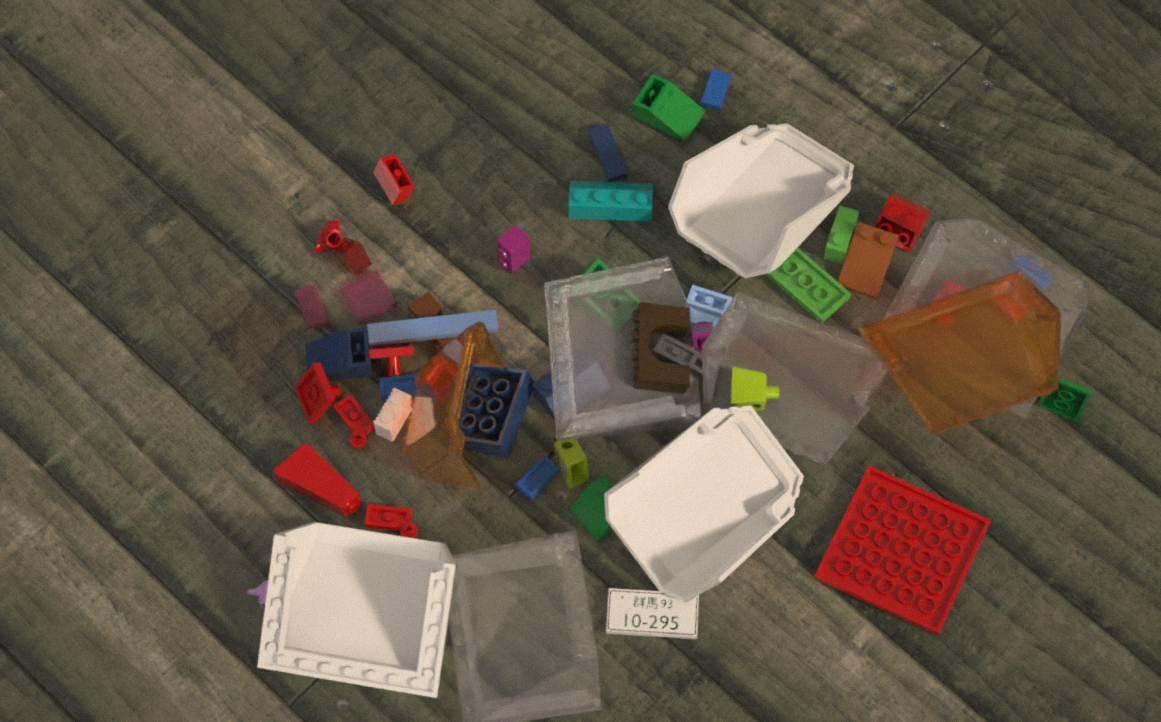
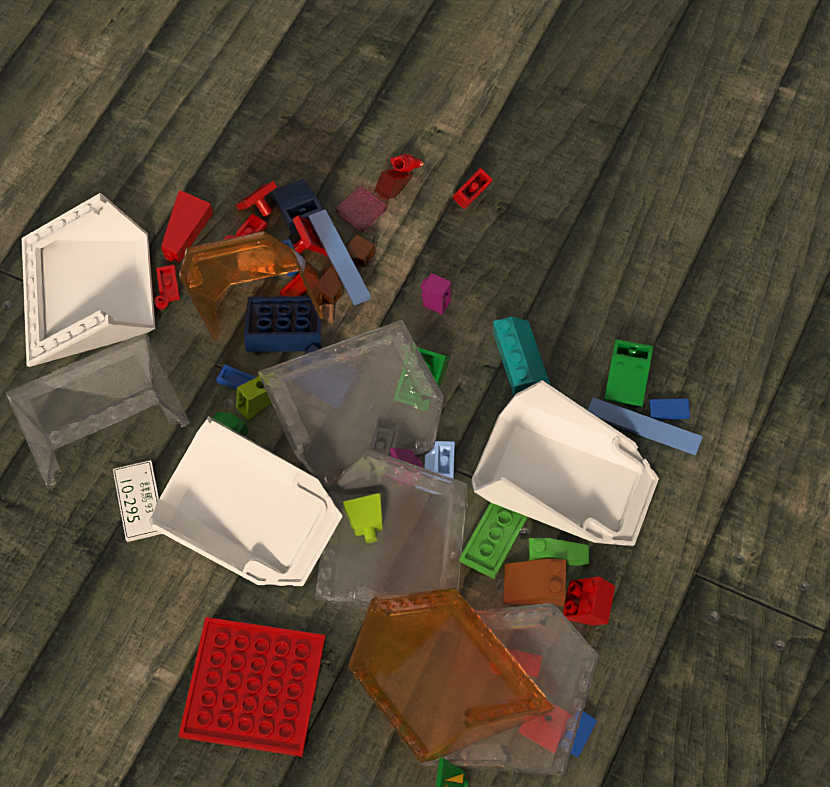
camera: 75 degrees right, 0 degrees up
(311, 306) = (339, 173): clear pink tile -> none
(607, 152) = (567, 341): dark blue tile -> none
(649, 371) = (399, 413): dark brown arch -> none
(728, 115) = (645, 426): none -> medium blue tile

